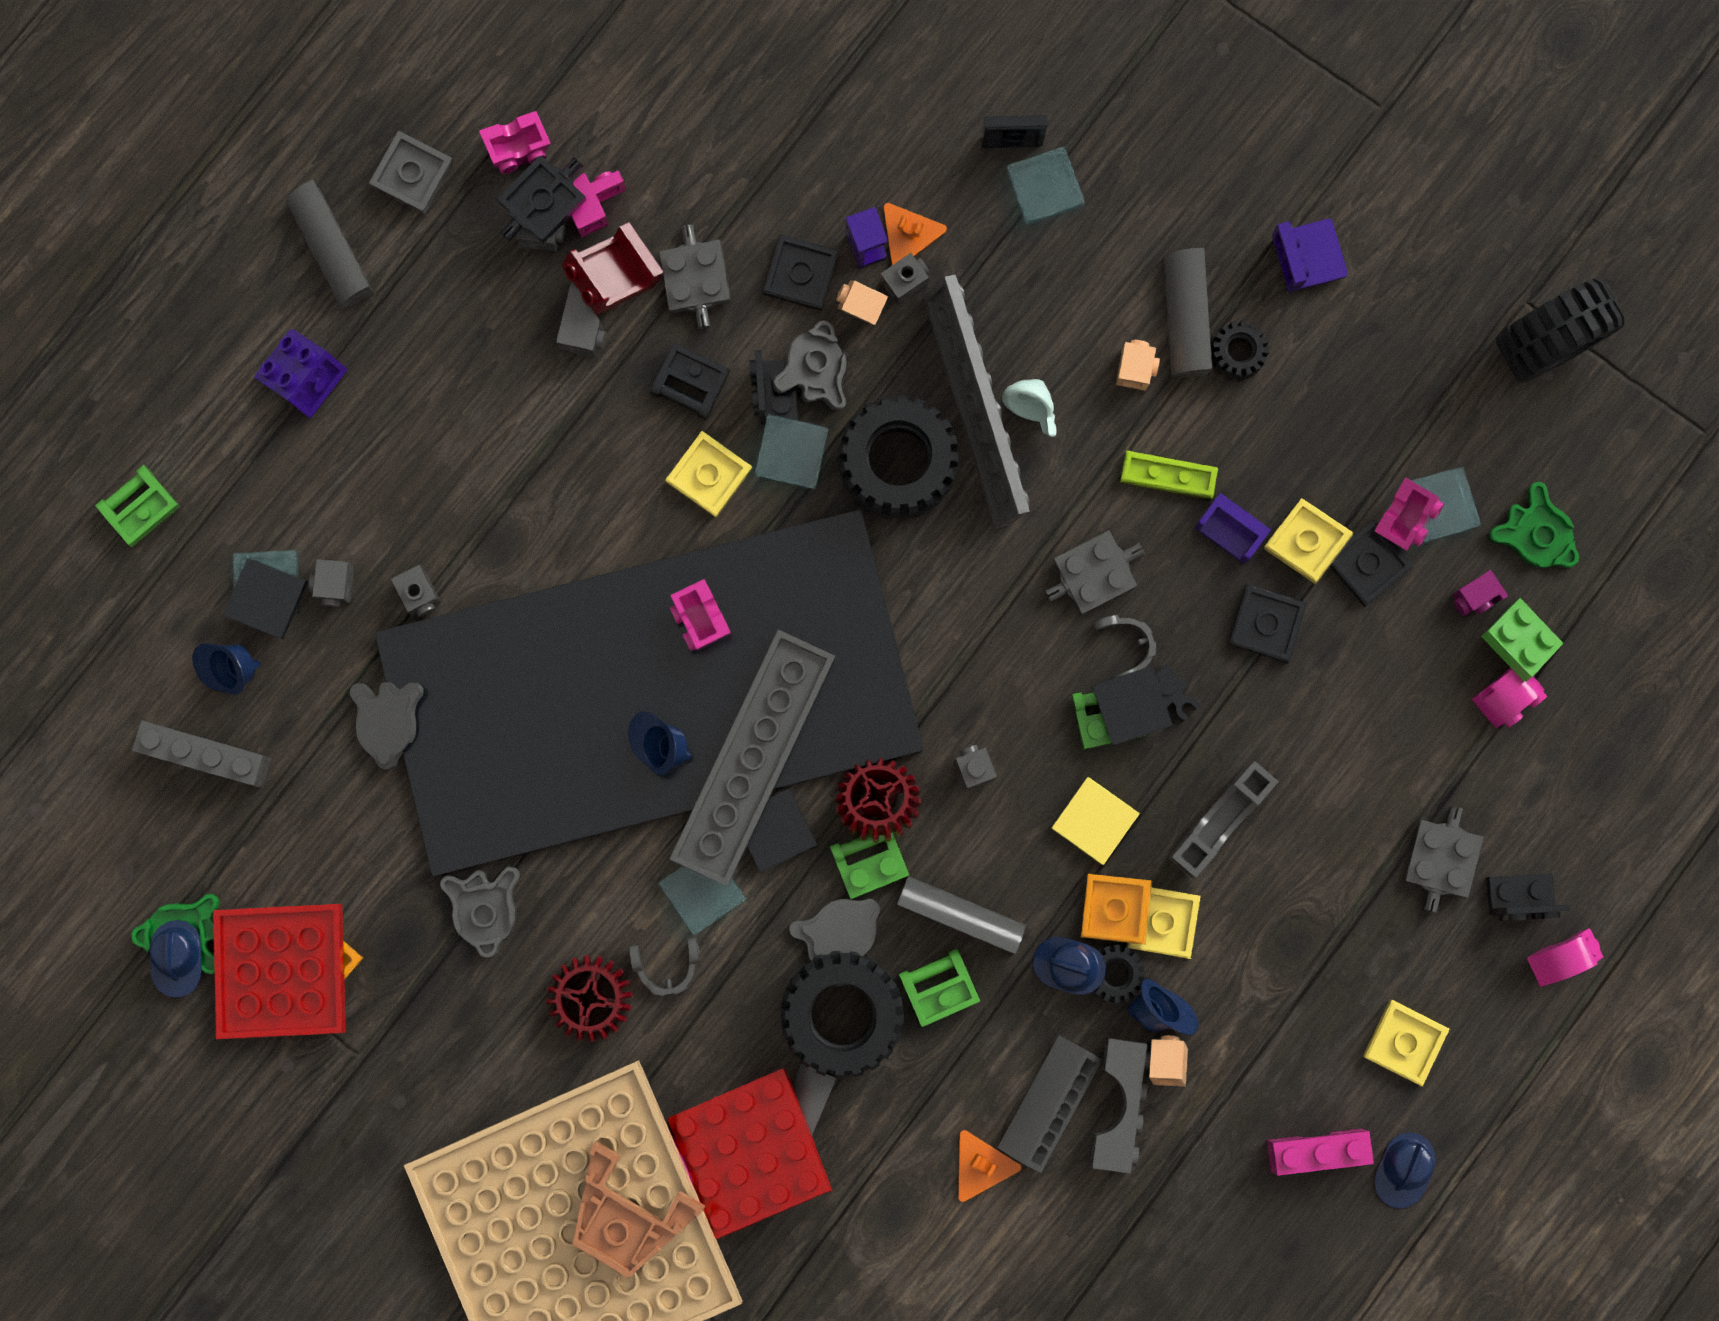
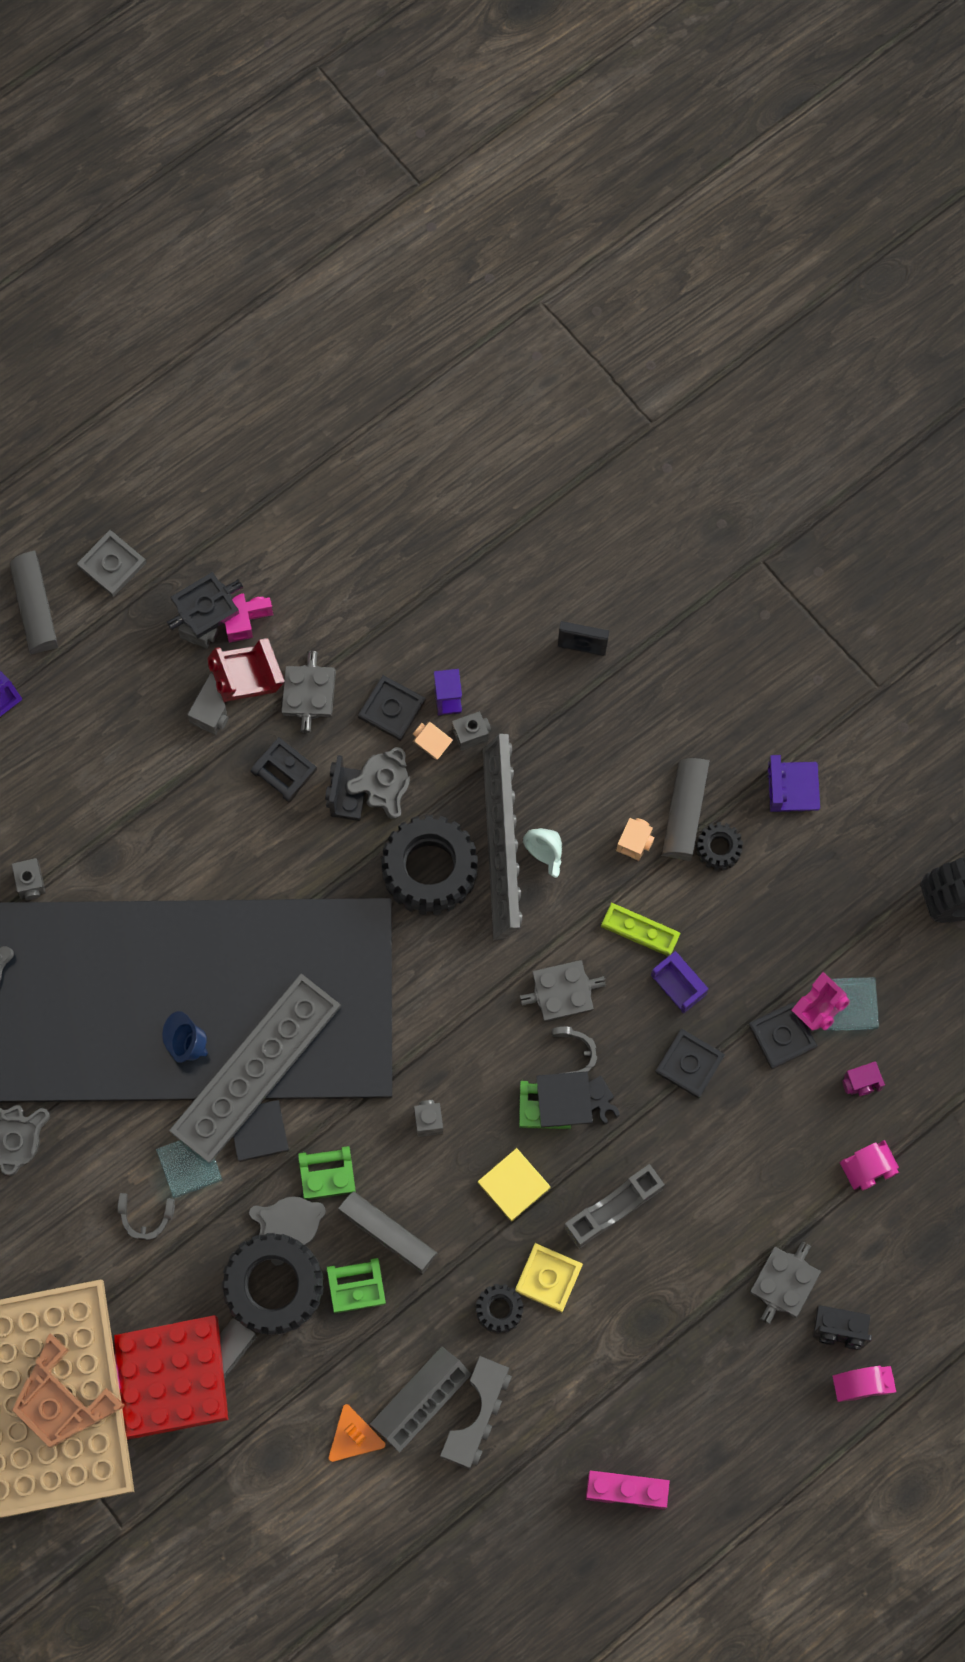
camera: 15 degrees right, 10 degrees down
(516, 142) = (197, 559): dark pink cylinder -> none
(615, 1004) = (83, 1214): dark red gear -> none
(700, 615) = (243, 948): dark pink cylinder -> none
(708, 474) = (279, 844): light yellow tile -> none
(791, 451) = (348, 841): clear light blue tile -> none
(898, 784) = (334, 1135): dark red gear -> none
(909, 232) = (484, 696): orange piece -> none
(1045, 185) = (599, 686): clear light blue tile -> none
(1069, 965) = (463, 1292): dark blue piece -> none
(1116, 909) = (513, 1257): light orange tile -> none
(1162, 1009) = (528, 1345): dark blue piece -> none
(1168, 1061) = (523, 1387): light nougat brick -> none
(1308, 541) = (738, 1006): light yellow tile -> none
(1405, 1170) = (694, 1525): dark blue piece -> none
(1406, 1042) = (720, 1422): light yellow tile -> none
(1522, 640) = (889, 1123): bright green plate -> none
(1539, 533) = (924, 1044): green tile -> none

